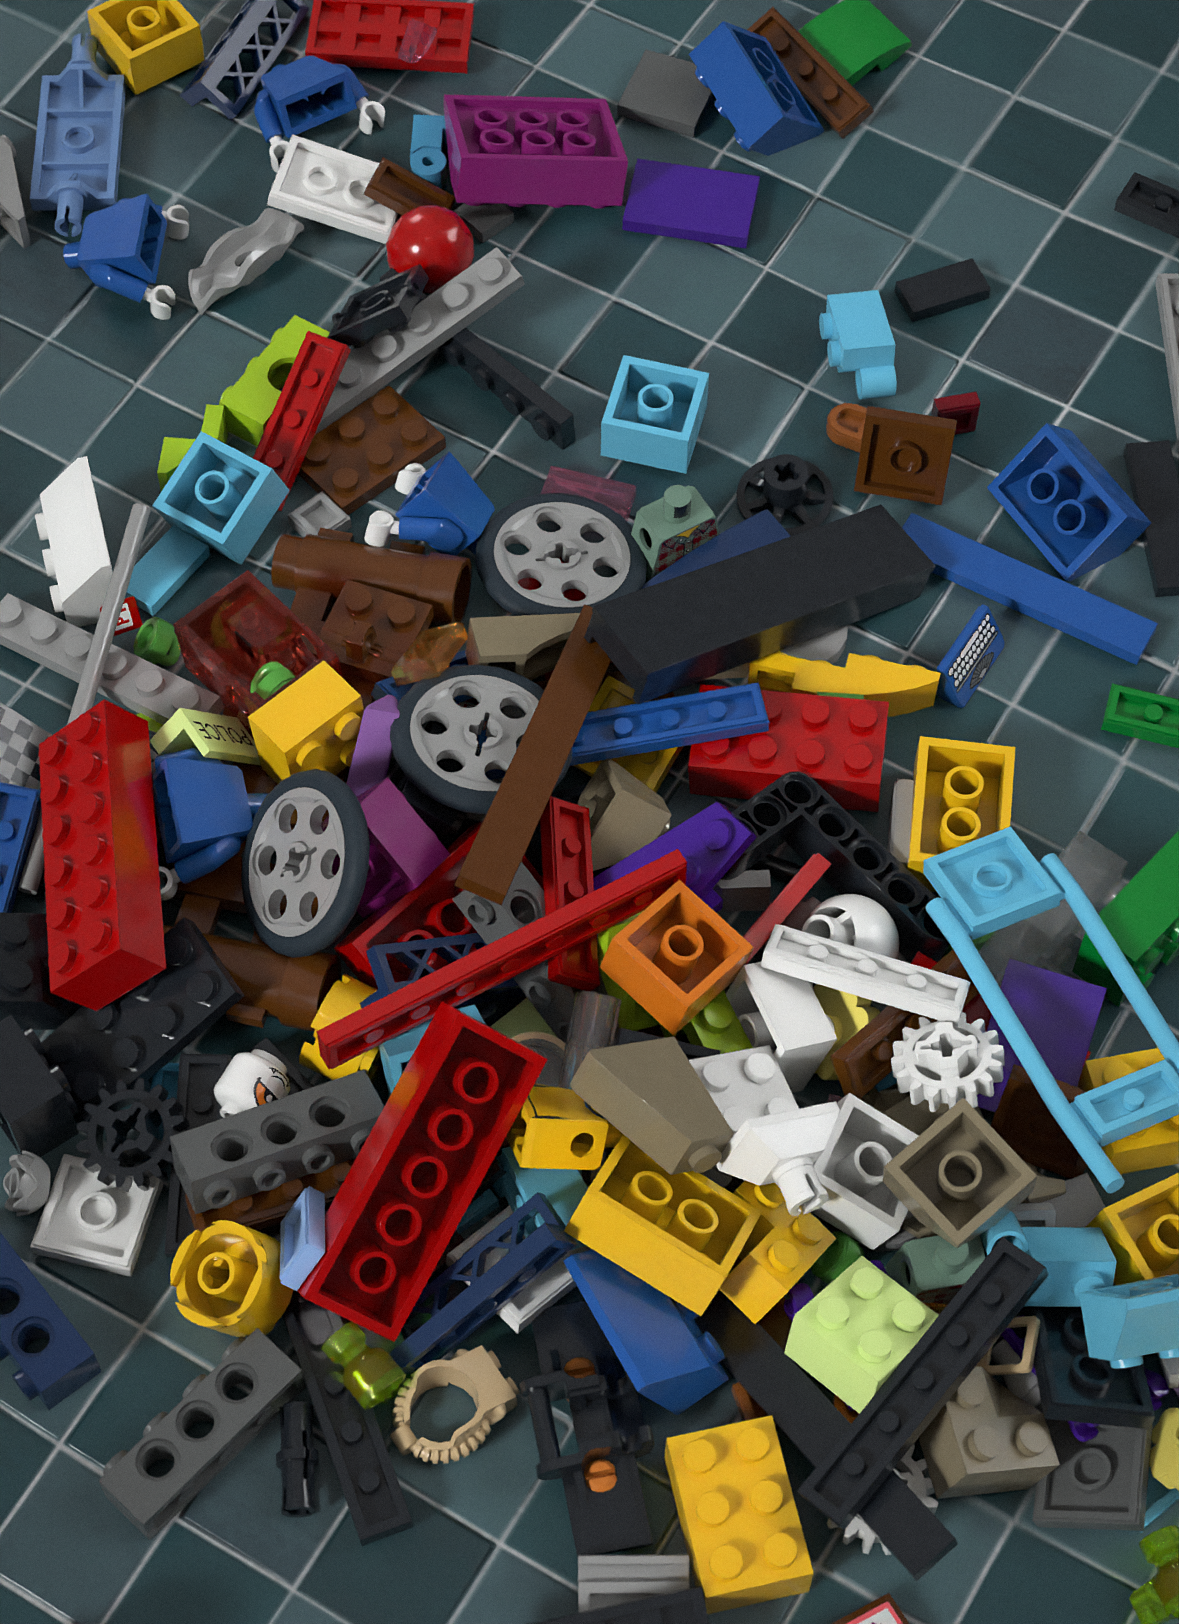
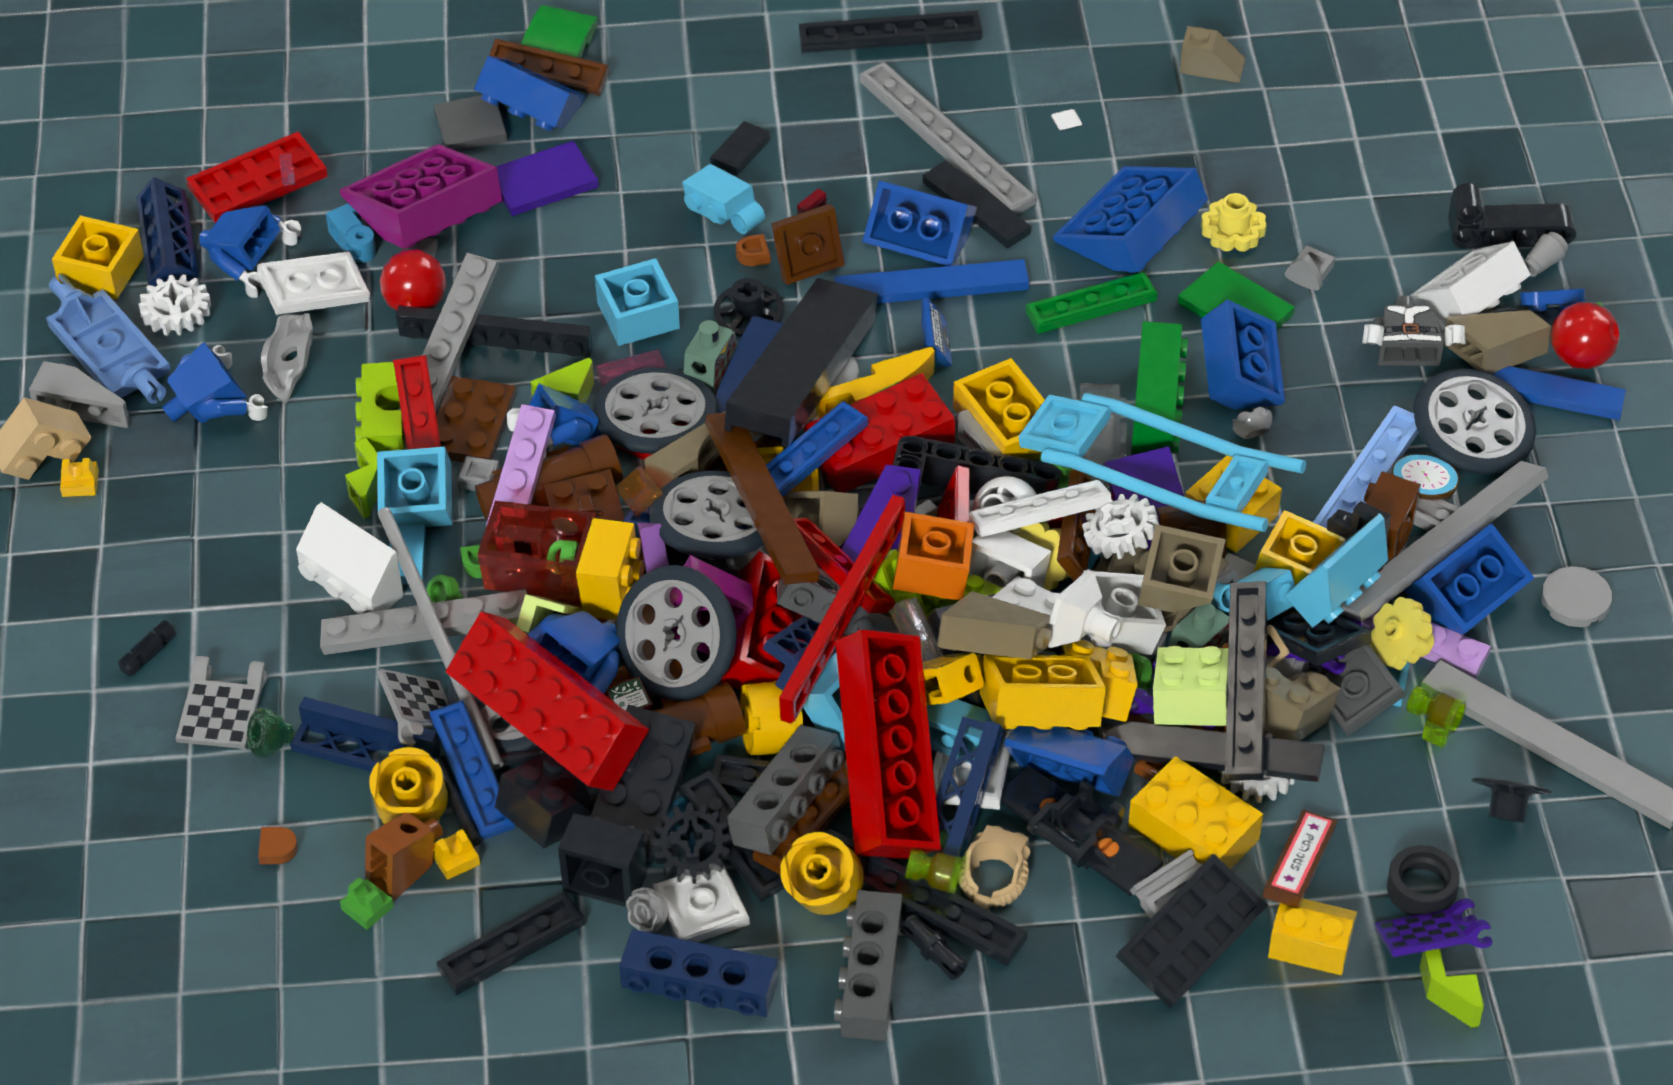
camera: 35 degrees left, 10 degrees down
(129, 616) = (404, 593): red sticker -> none
(180, 134) = (175, 305): none -> white gear
(215, 906) = (631, 693): none -> tile
(251, 1082) = (739, 772): white head -> none
(302, 1238) = (848, 823): light blue tile -> none
(338, 541) = (525, 455): none -> lavender plate
(379, 308) = (418, 327): black plate -> none
(404, 190) = (359, 261): reddish brown tile -> none
(499, 471) = (572, 380): none -> lime slope

